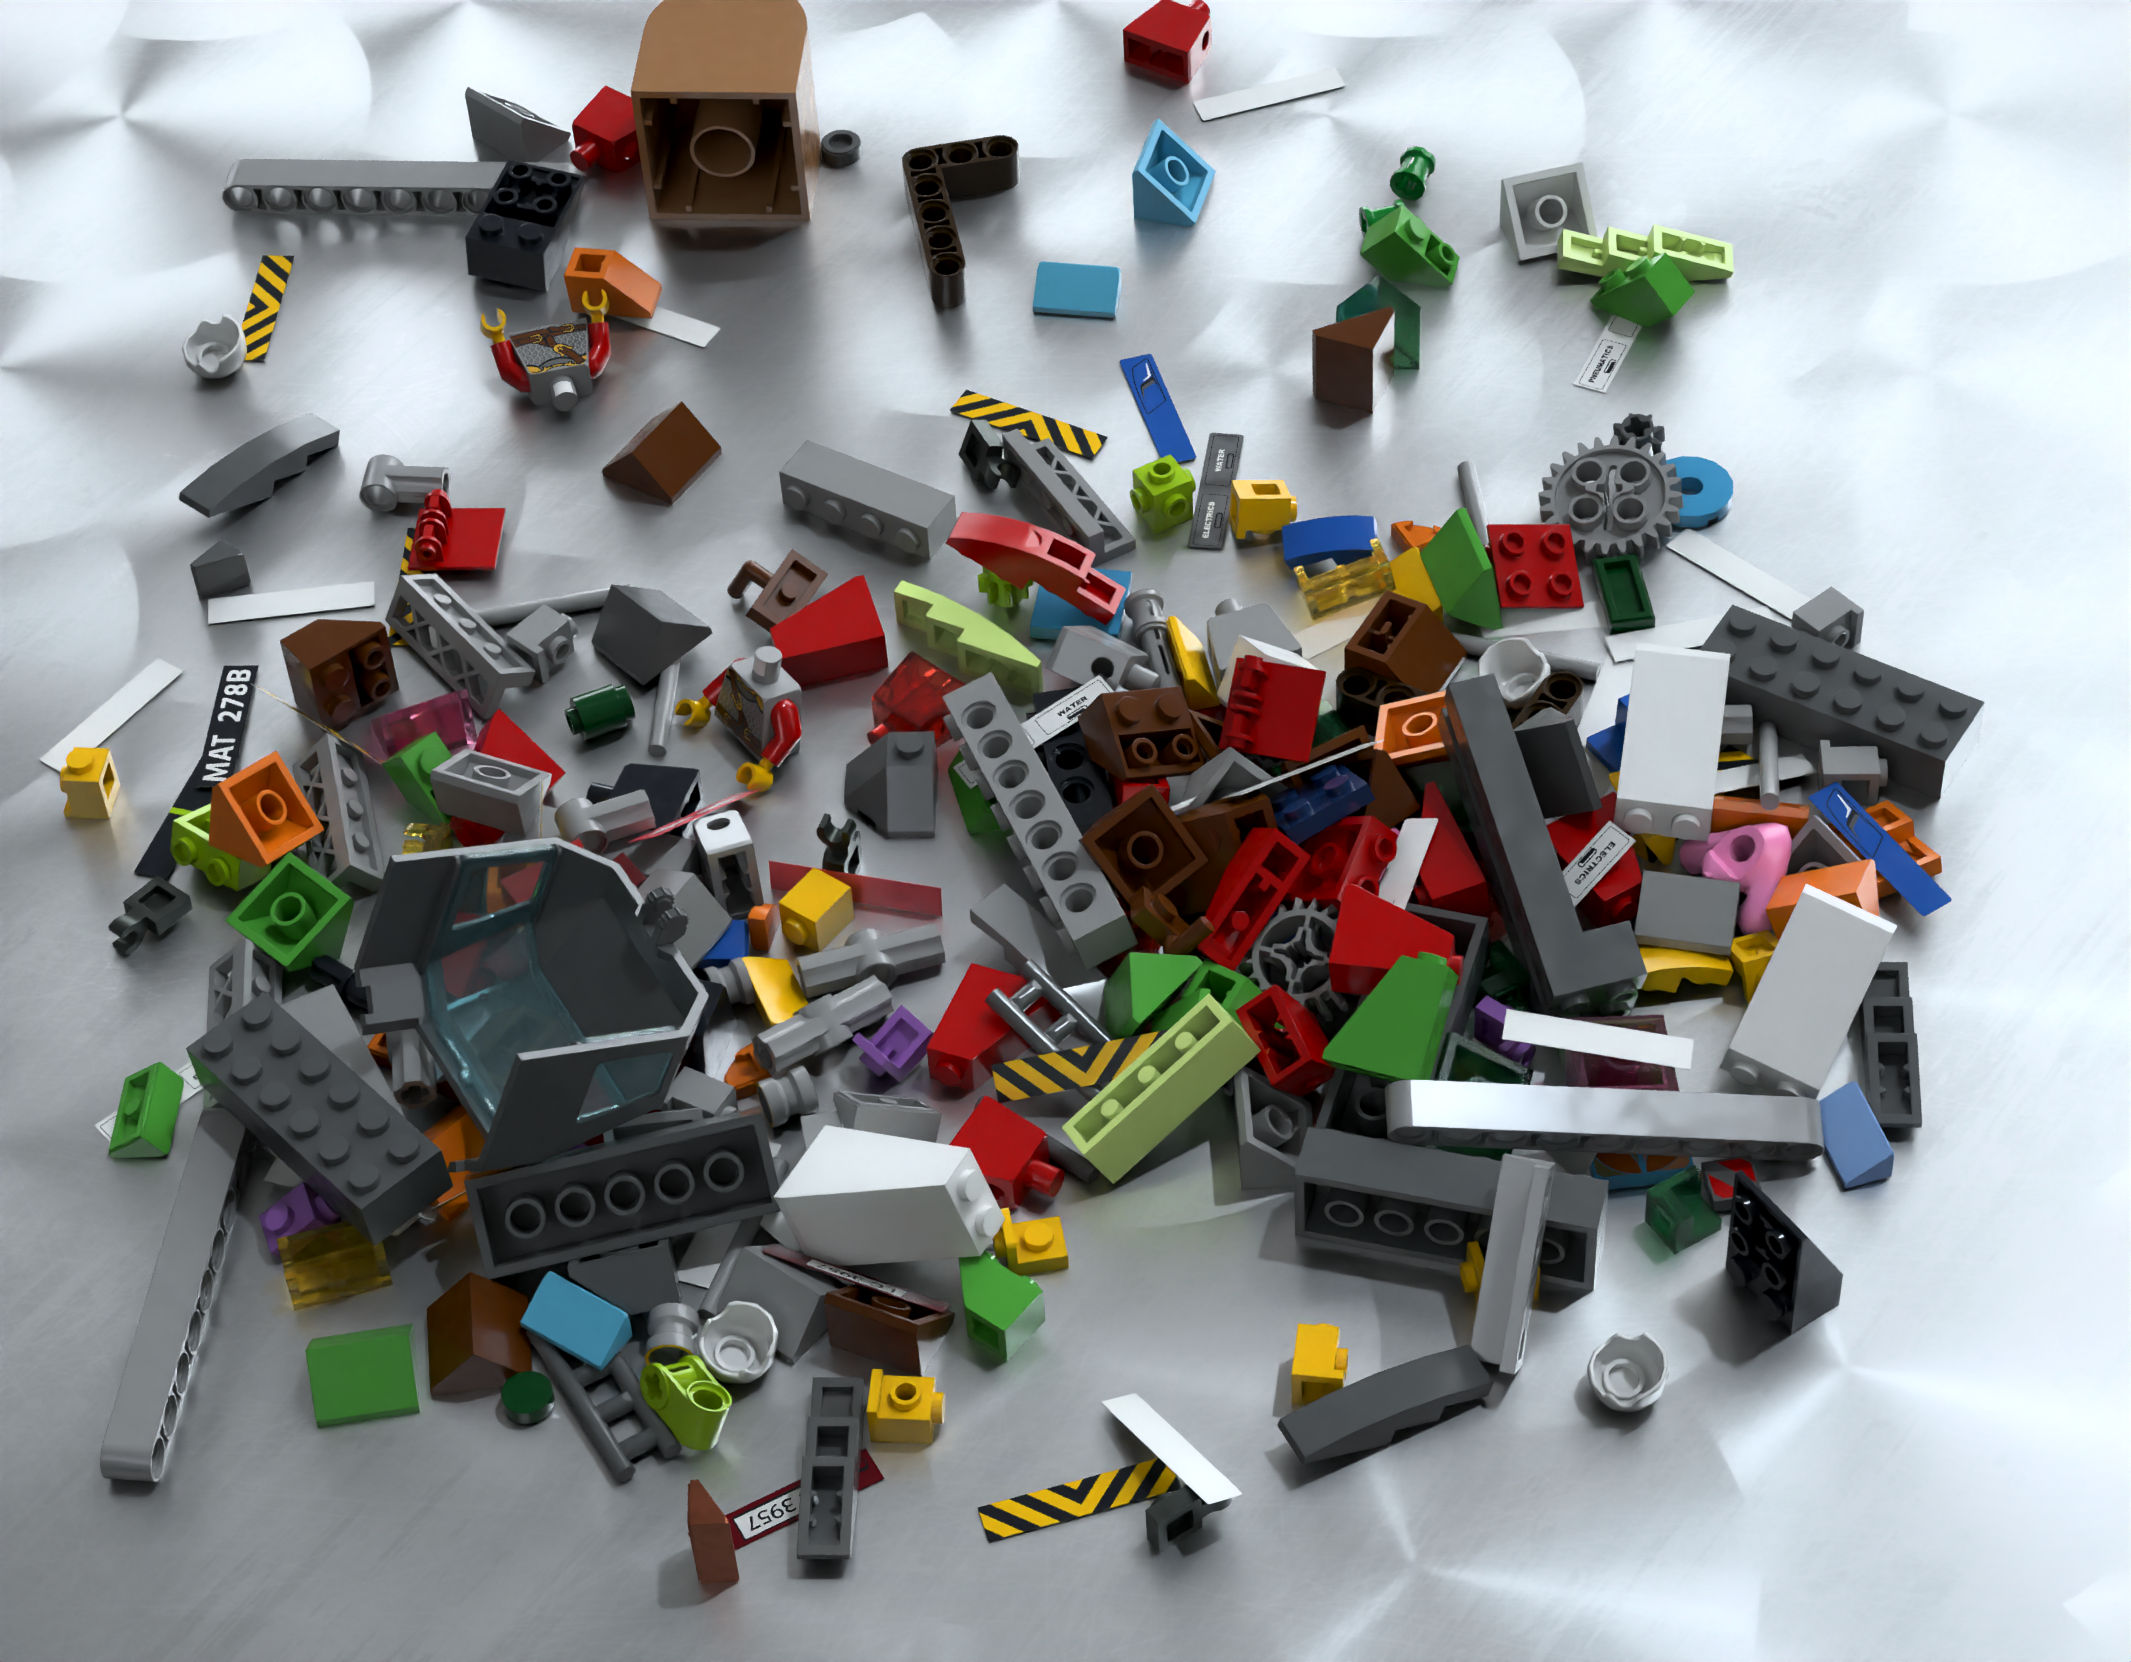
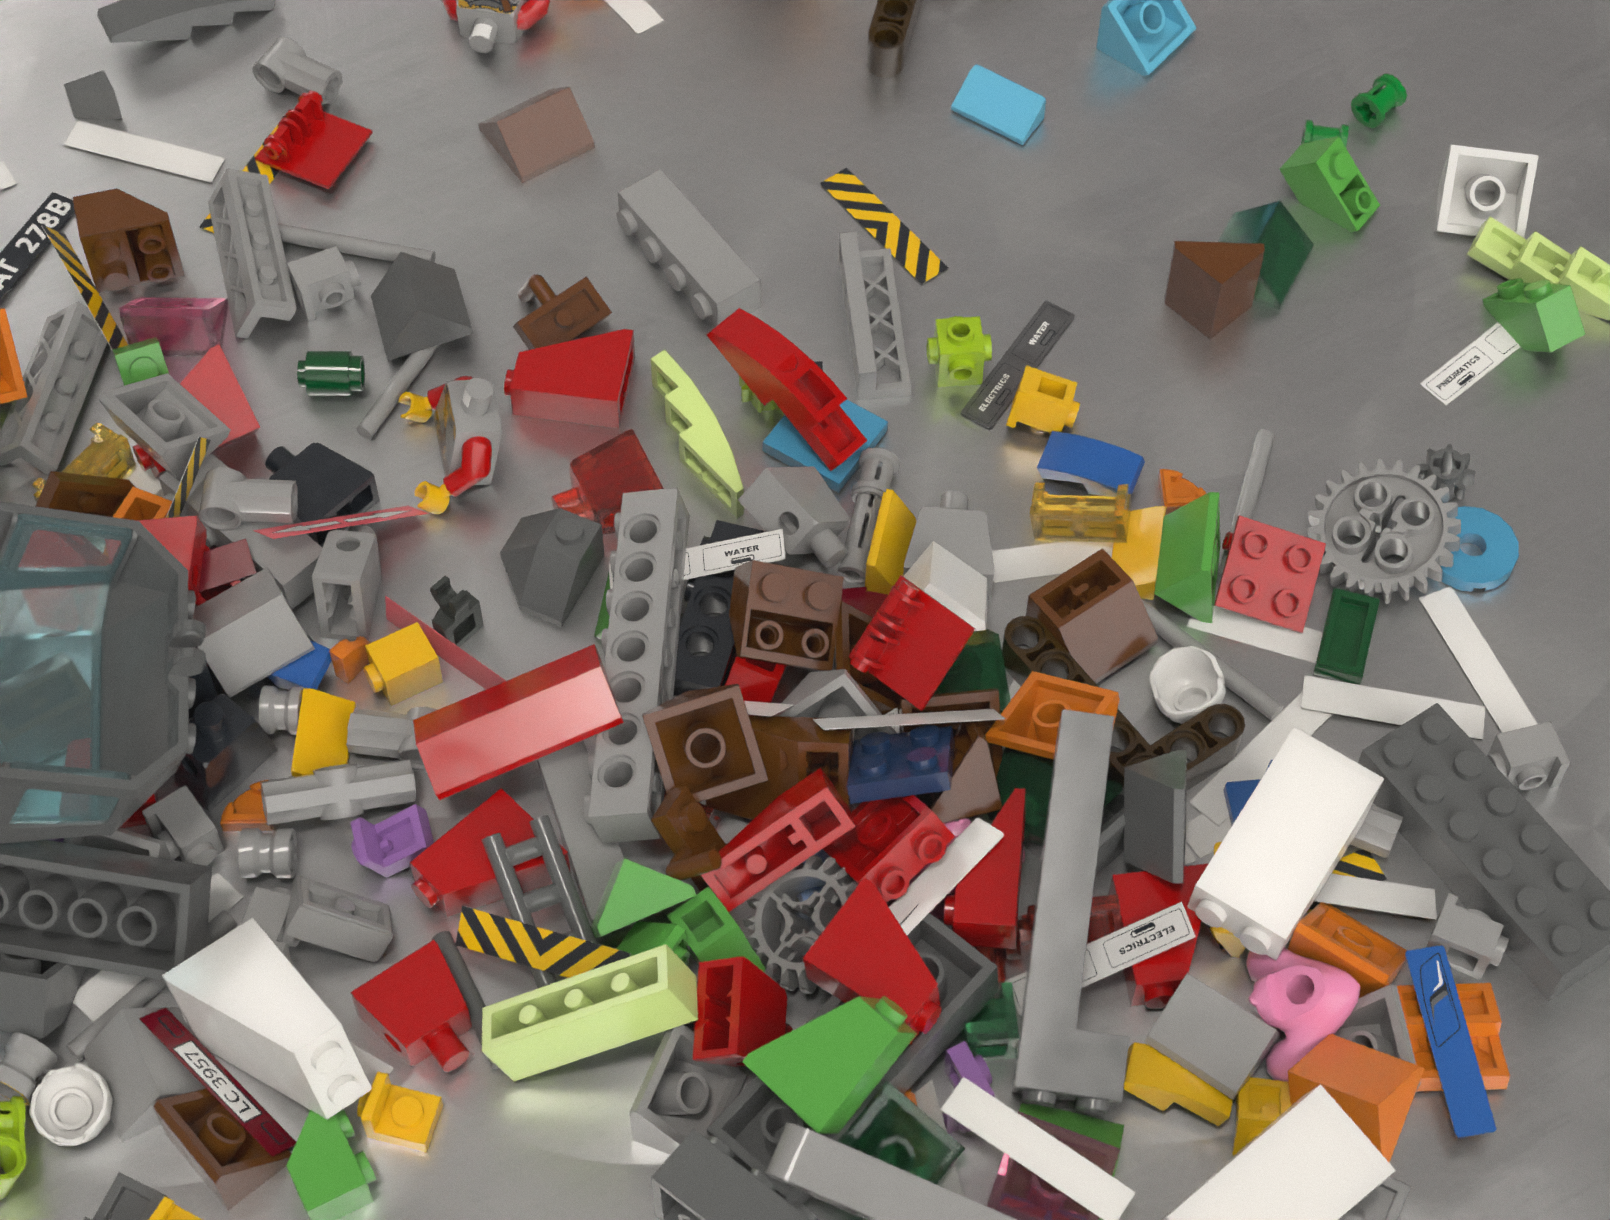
camera: 20 degrees right, 10 degrees up
(961, 899) = (516, 722): none -> slope
(983, 453) = (818, 243): pearl dark grey plate -> none
(1157, 408) = (1010, 257): blue sticker -> none
(1768, 766) = (1380, 901): light grey bar -> none

